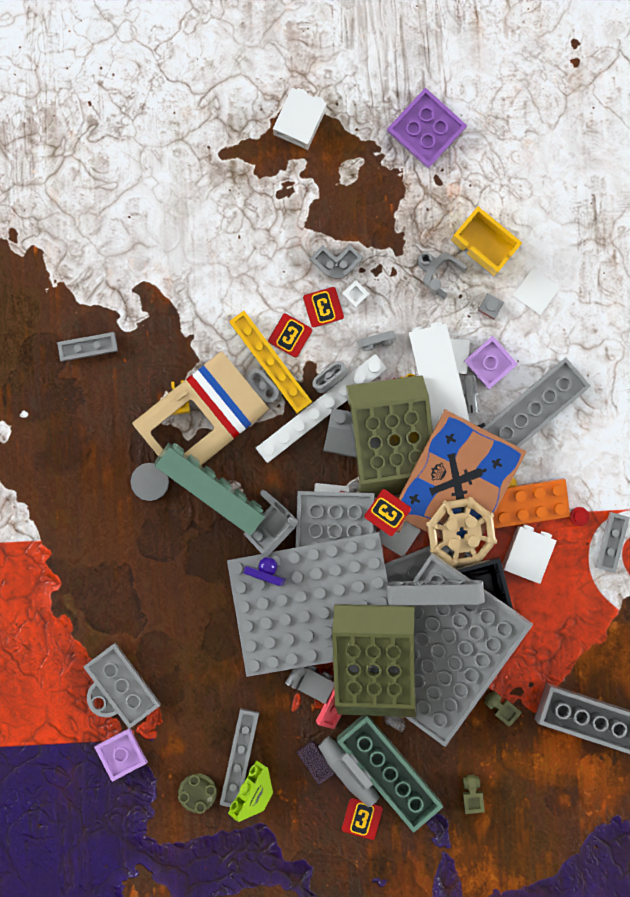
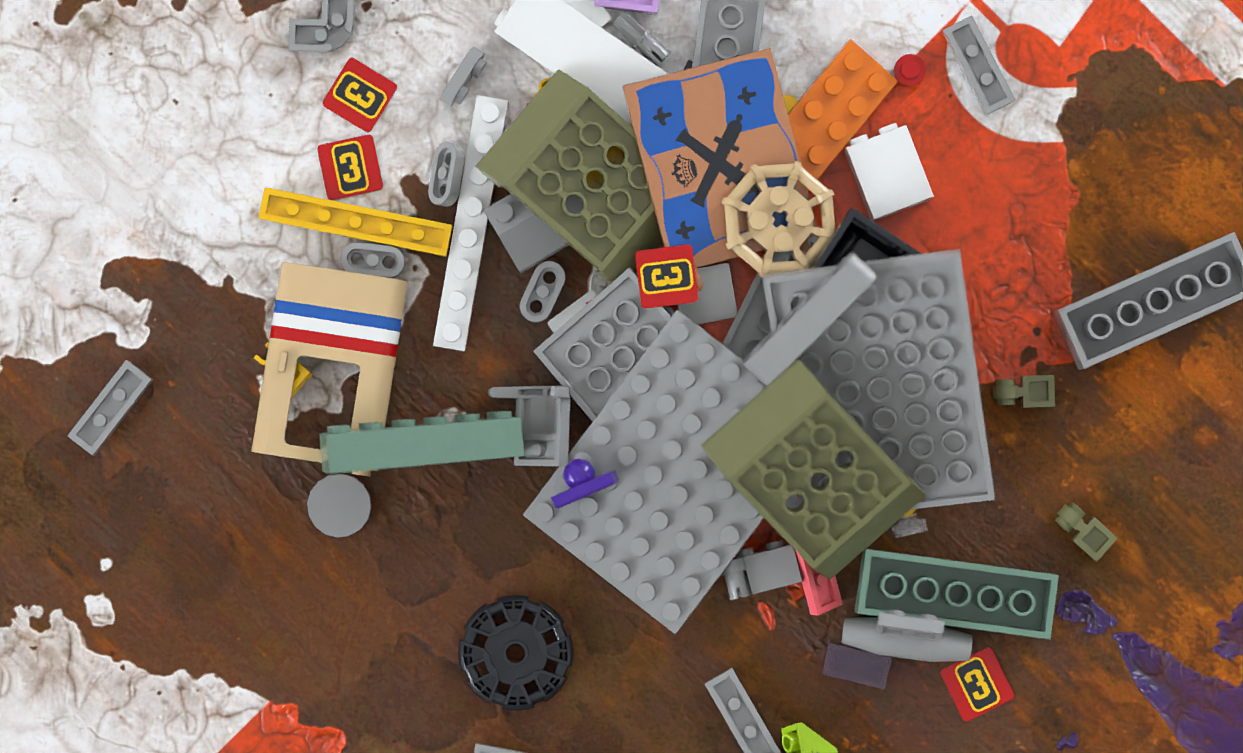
camera: 40 degrees left, 0 degrees up
(180, 615) = (520, 633): none -> black plate
(325, 468) = (540, 291): none -> light grey plate
(355, 294) = (385, 42): white plate -> none

